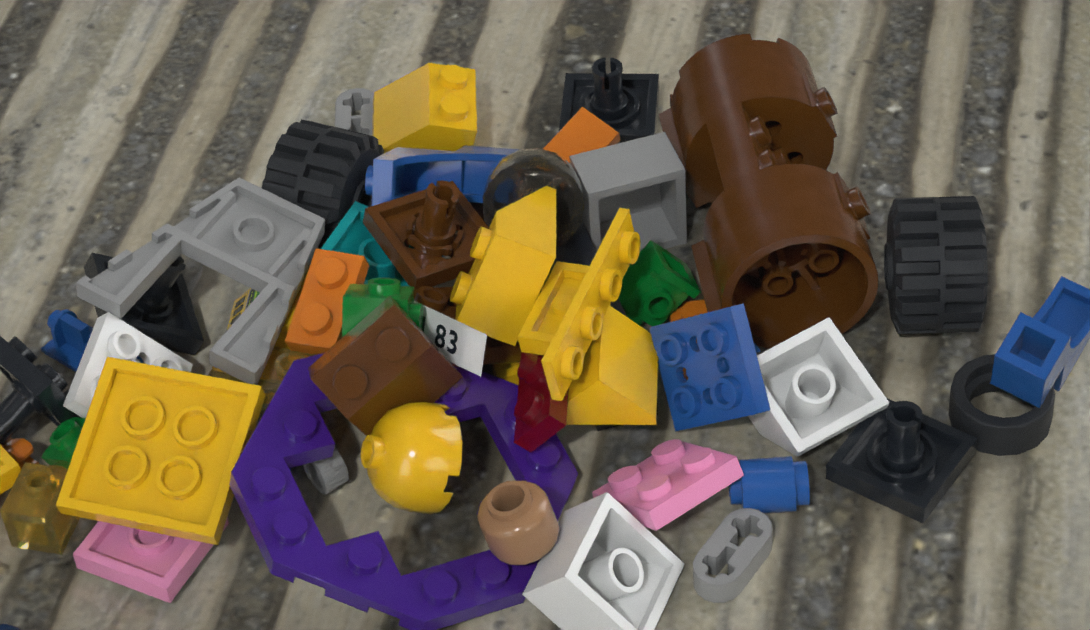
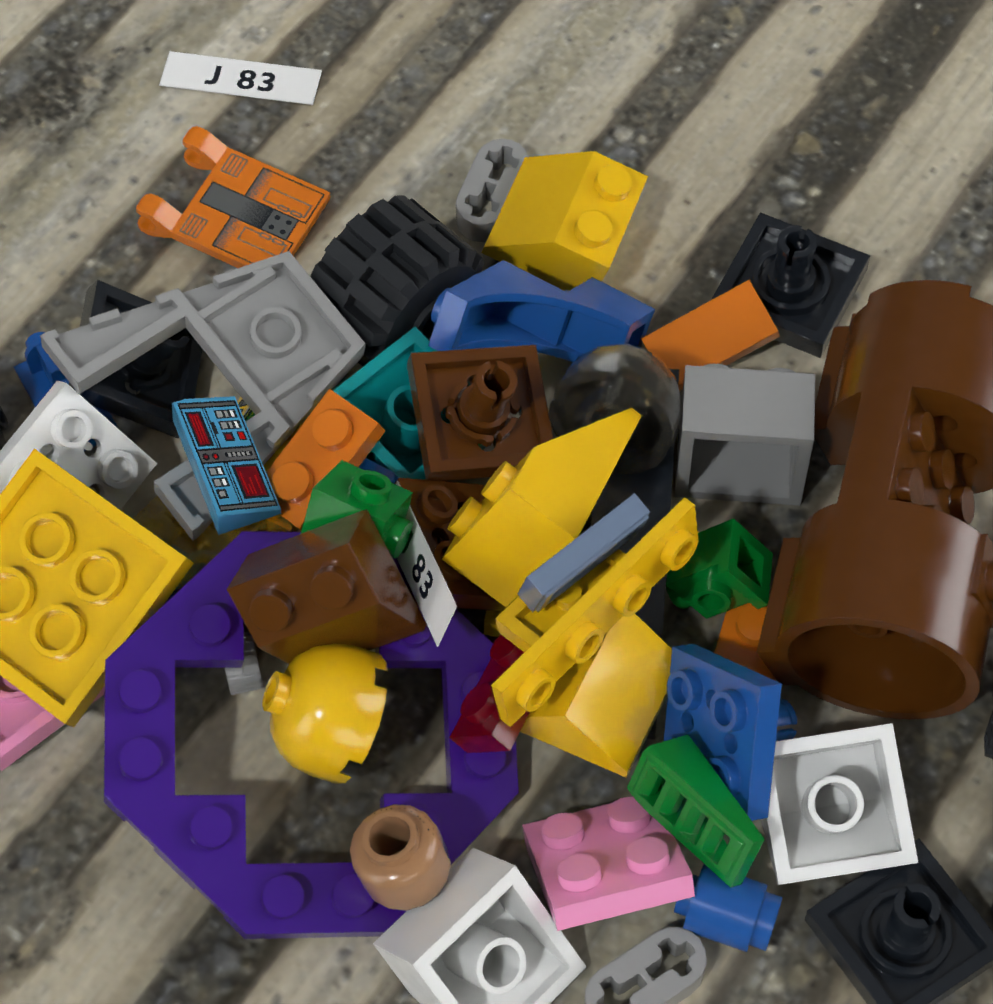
camera: 20 degrees right, 15 degrees up
(121, 120) = (241, 78): none -> white sticker
(158, 193) = (241, 209): none -> orange flag
(257, 319) = (225, 462): none -> slope
(564, 266) = (584, 554): none -> sand blue tile
(685, 418) = (696, 807): none -> green slope

